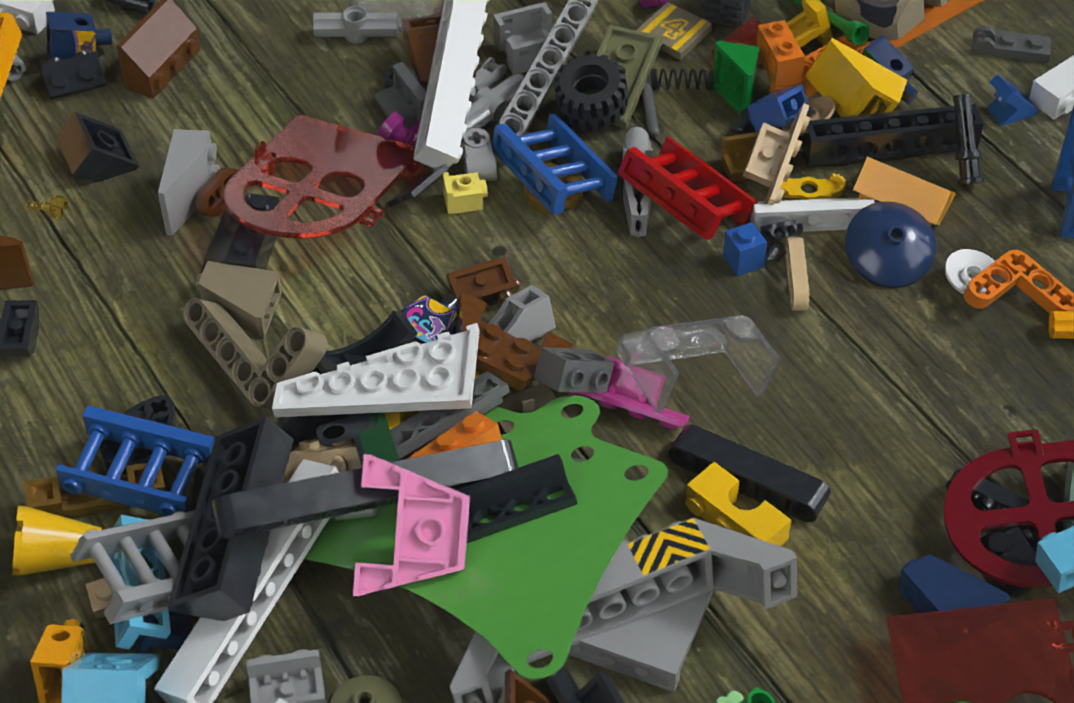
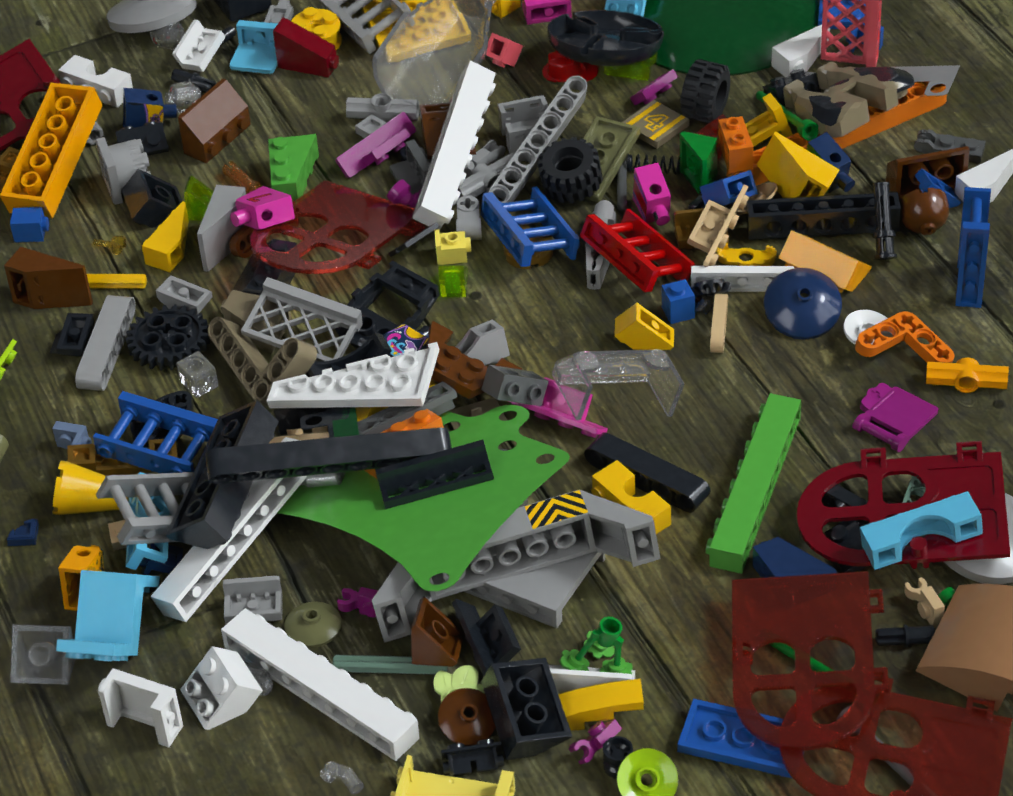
camera: 10 degrees right, 5 degrees down
(26, 465) = (70, 434): none -> sand blue bracket
(51, 106) = (120, 163): none -> light grey piece
(56, 337) = (105, 343): none -> light grey beam
(62, 253) = (117, 281): none -> yellow axle
(118, 17) = (182, 95): none -> clear head
(118, 204) = (167, 244): none -> yellow slope
(133, 325) = (167, 336): none -> black gear
(146, 271) = (183, 293): none -> light grey slope
(151, 146) = (197, 198): none -> clear neon green slope
(176, 372) = (197, 374): none -> clear brick
(203, 121) = (240, 178): none -> clear orange pin
(234, 157) = (263, 208): none -> dark pink torso
(257, 99) = (292, 163): none -> bright green wedge
(305, 276) = (306, 303): none -> light grey fence
(346, 48) = (368, 126): none -> light grey plate
(355, 70) = (376, 145): none -> magenta bracket
(374, 299) = (403, 283): none -> black slope
(428, 529) = (371, 487): bright pink wing -> none
(432, 673) = (359, 600): none -> magenta plate
(472, 235) = (453, 280): none -> clear neon green slope
(484, 281) = (456, 316): reddish brown bracket -> none
(690, 117) = (652, 205): none -> dark pink torso
(709, 287) = (643, 330): none -> yellow slope
(882, 482) = (755, 483): none -> bright green brick
(1007, 125) = (924, 211): none -> reddish brown cylinder
(1016, 68) = (941, 164): none -> reddish brown slope
(1026, 376) = (896, 411): none -> magenta piece

